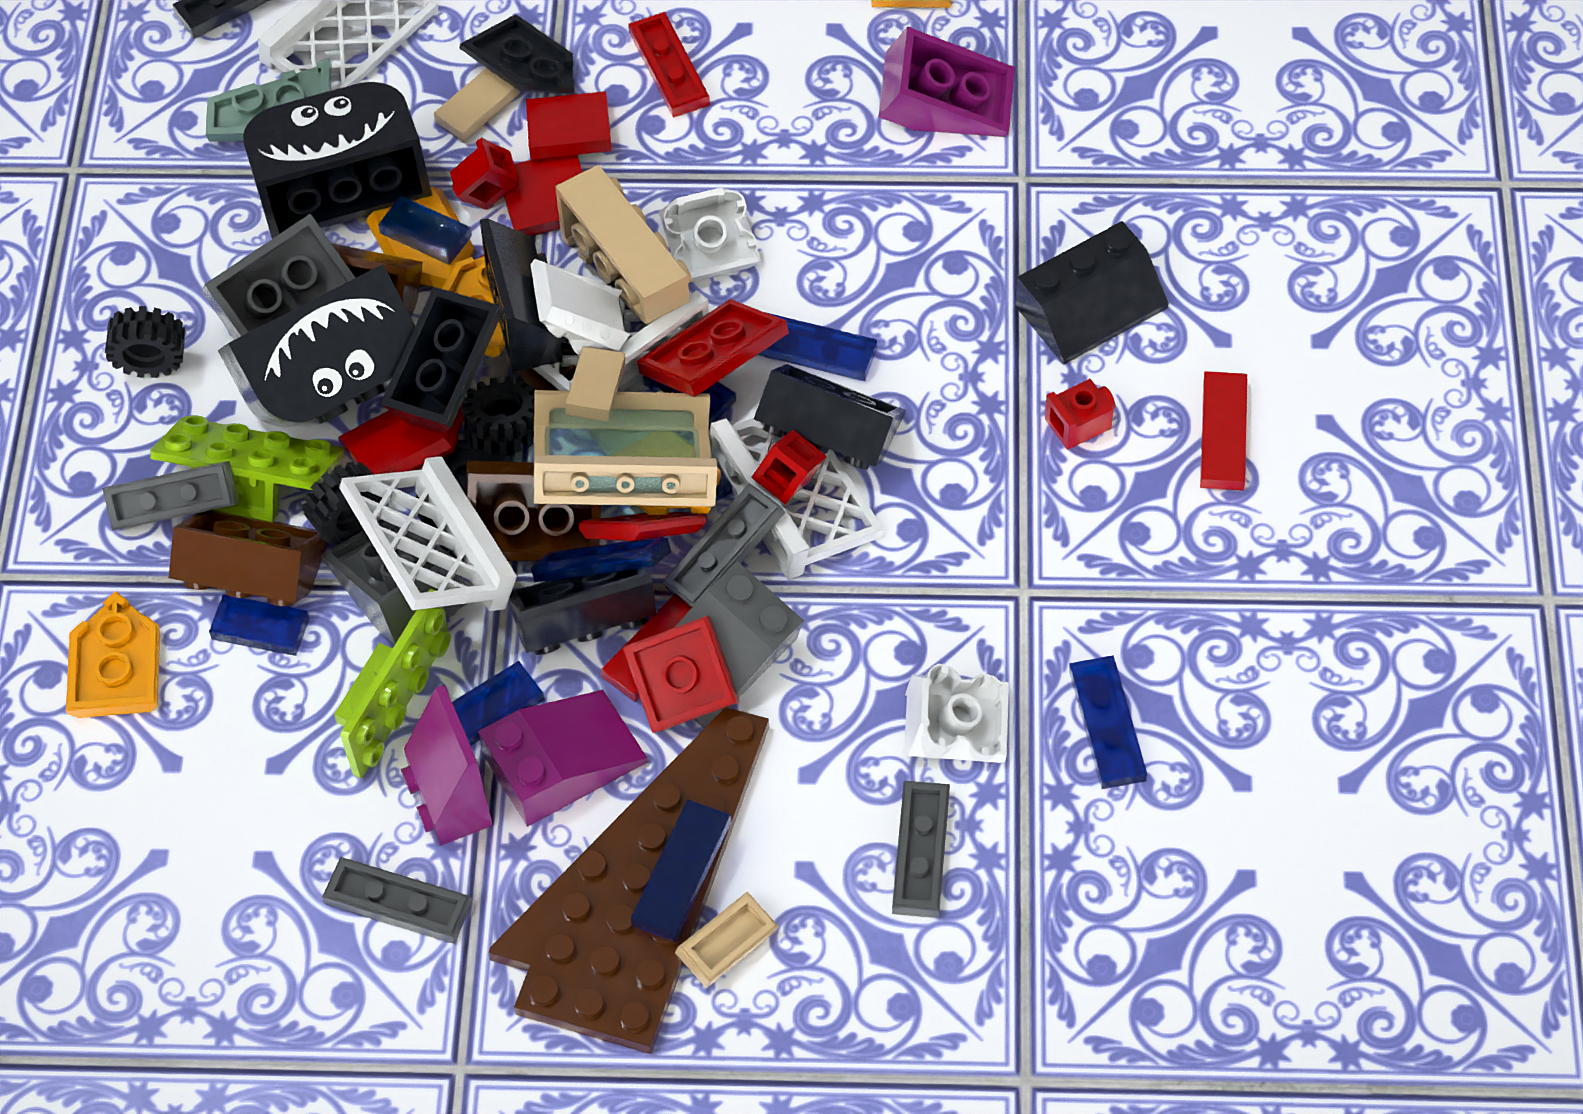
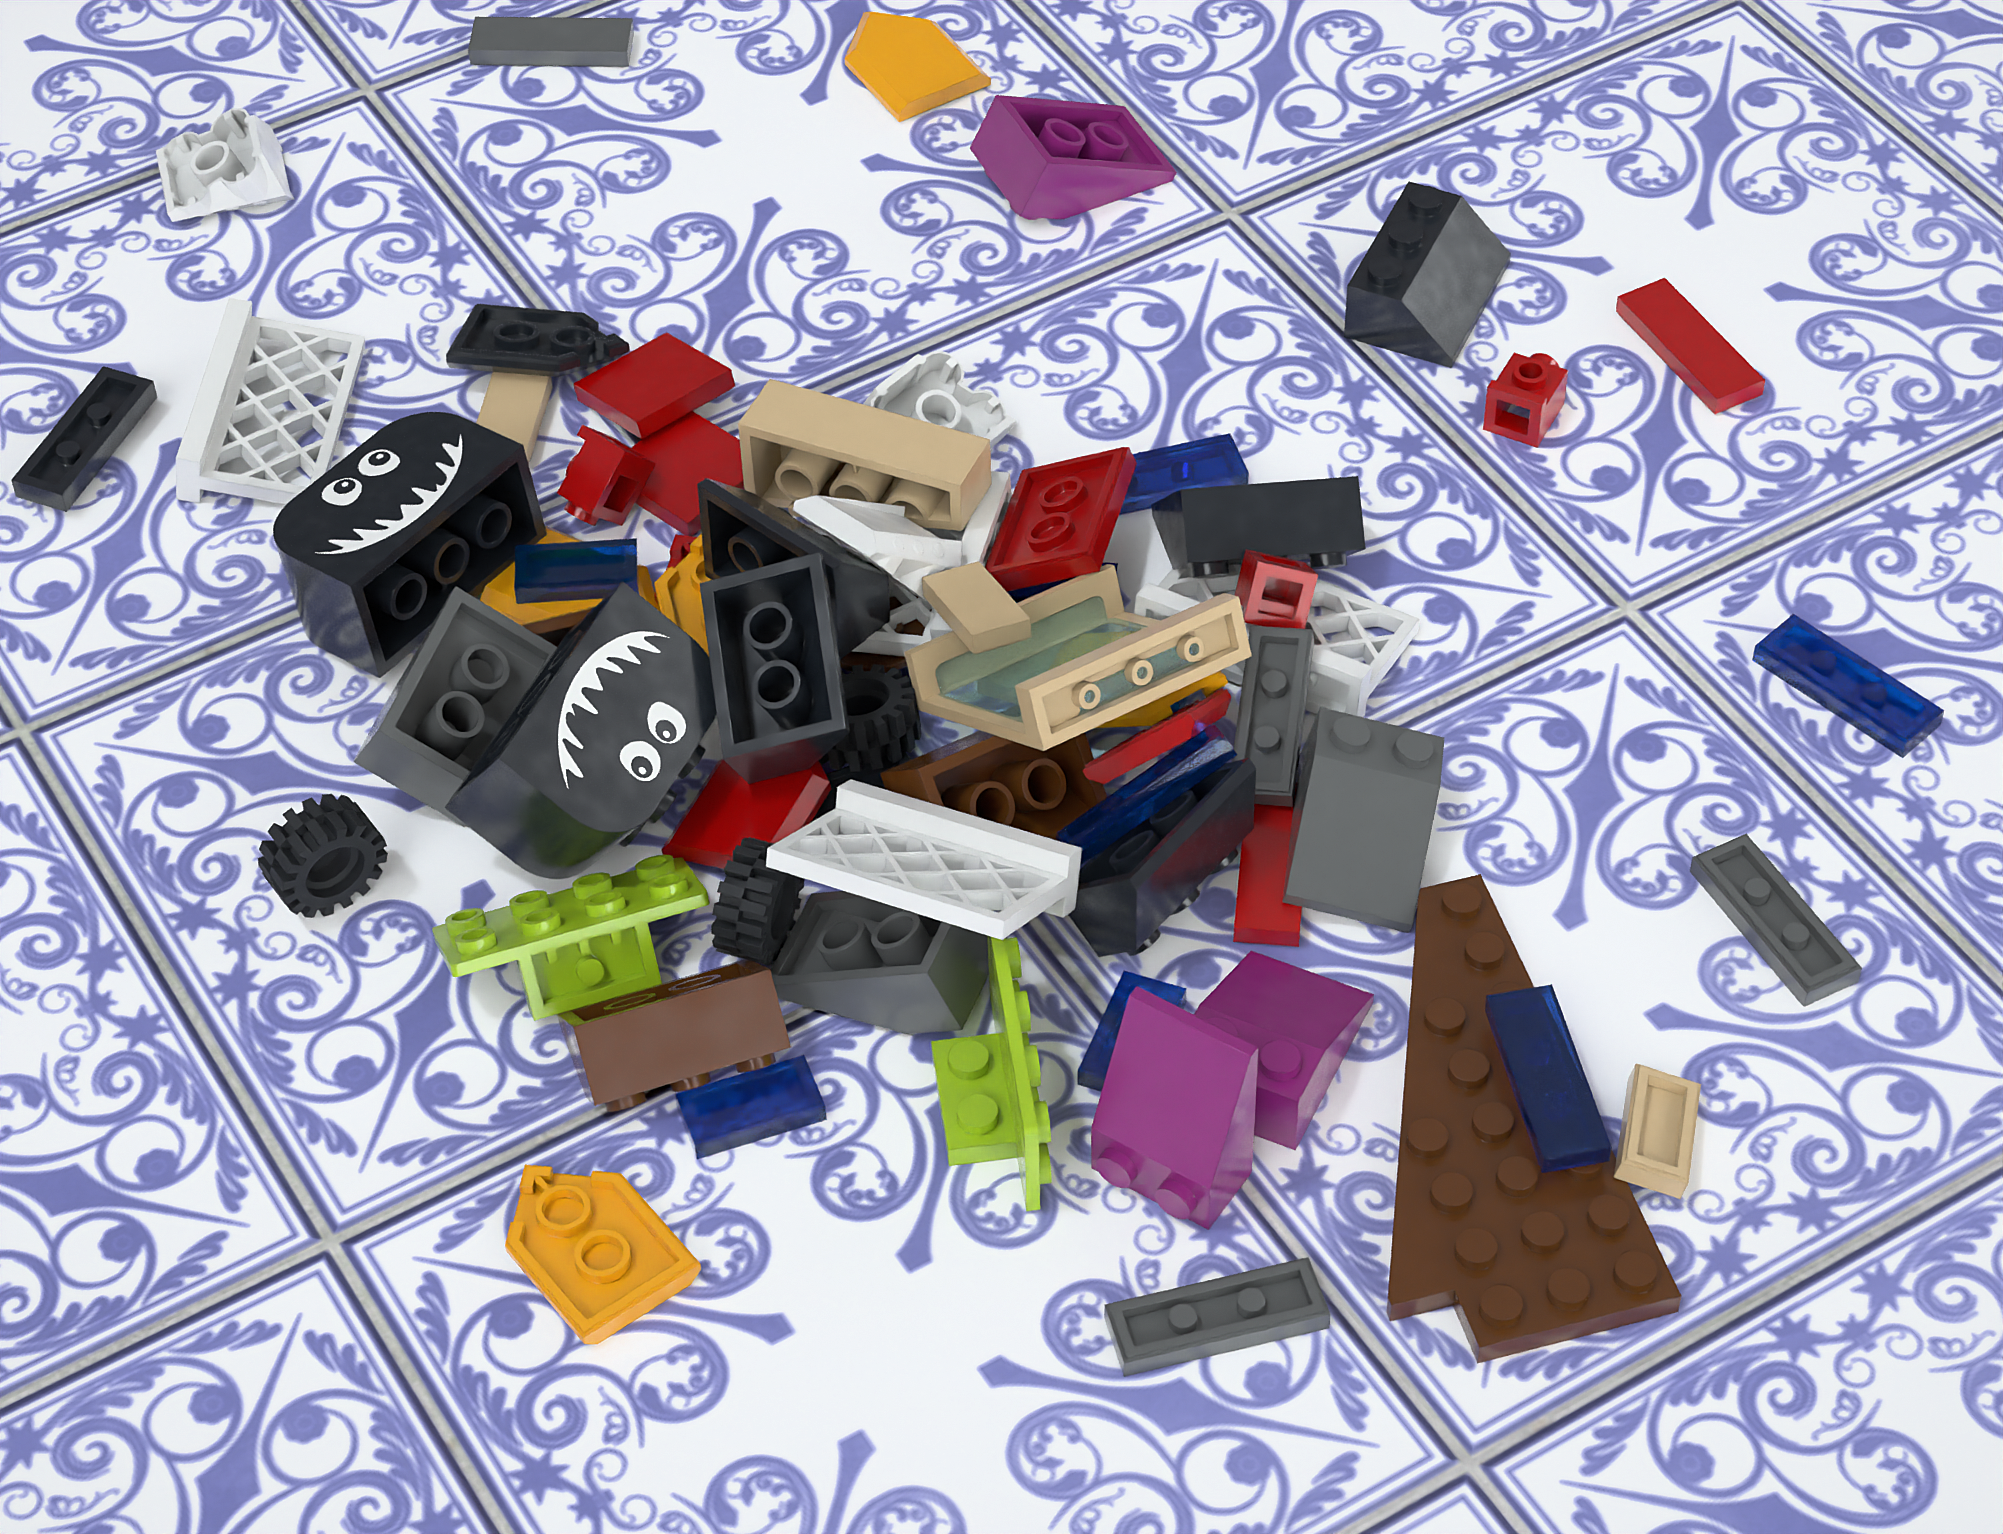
camera: 35 degrees left, 10 degrees down
(170, 495) = (513, 1010): dark grey tile -> none
(232, 110) = (237, 541): sand green wing -> none
(669, 64) = (713, 276): red tile -> none
(681, 674) = (1348, 872): red tile -> none
(956, 716) = (1683, 763): white slope -> none

